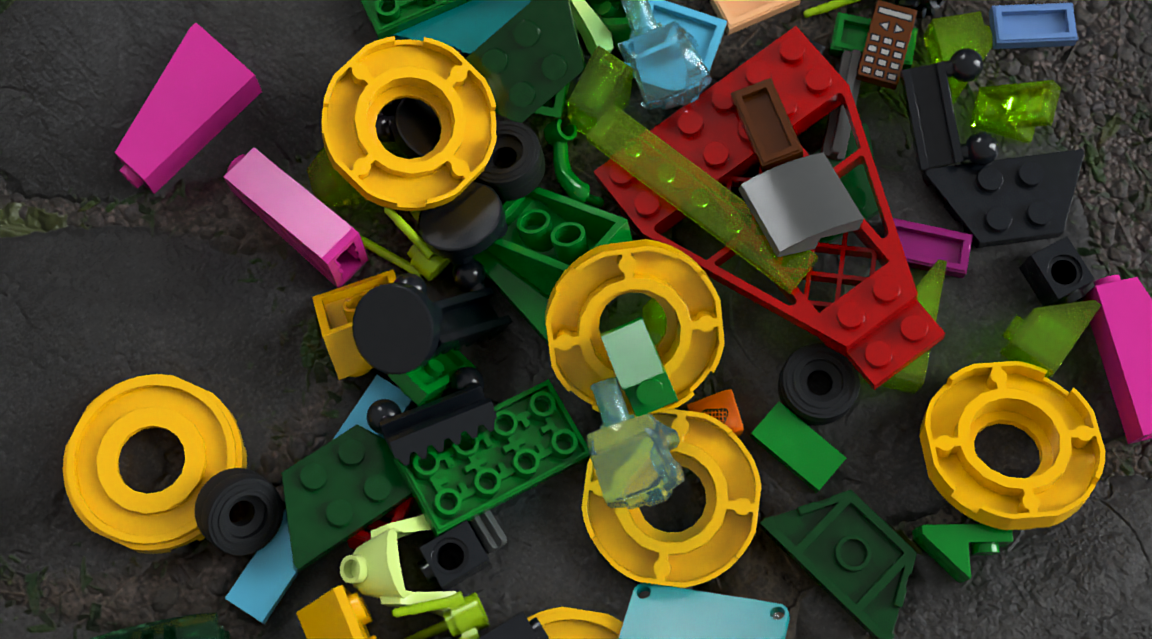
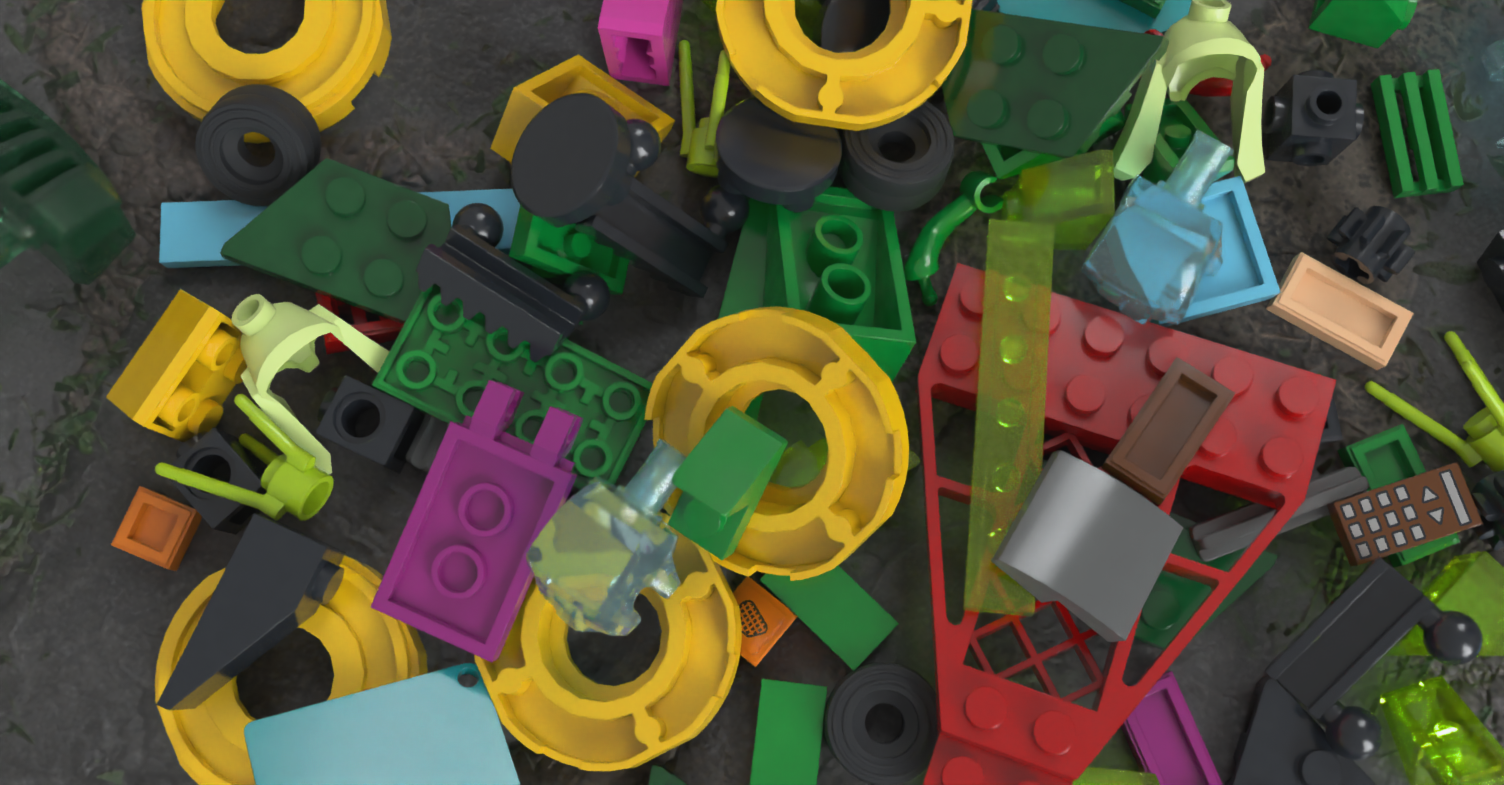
camera: 60 degrees right, 5 degrees up
(566, 524) = (477, 515): none -> magenta tile
(741, 370) = (835, 612): none -> green tile

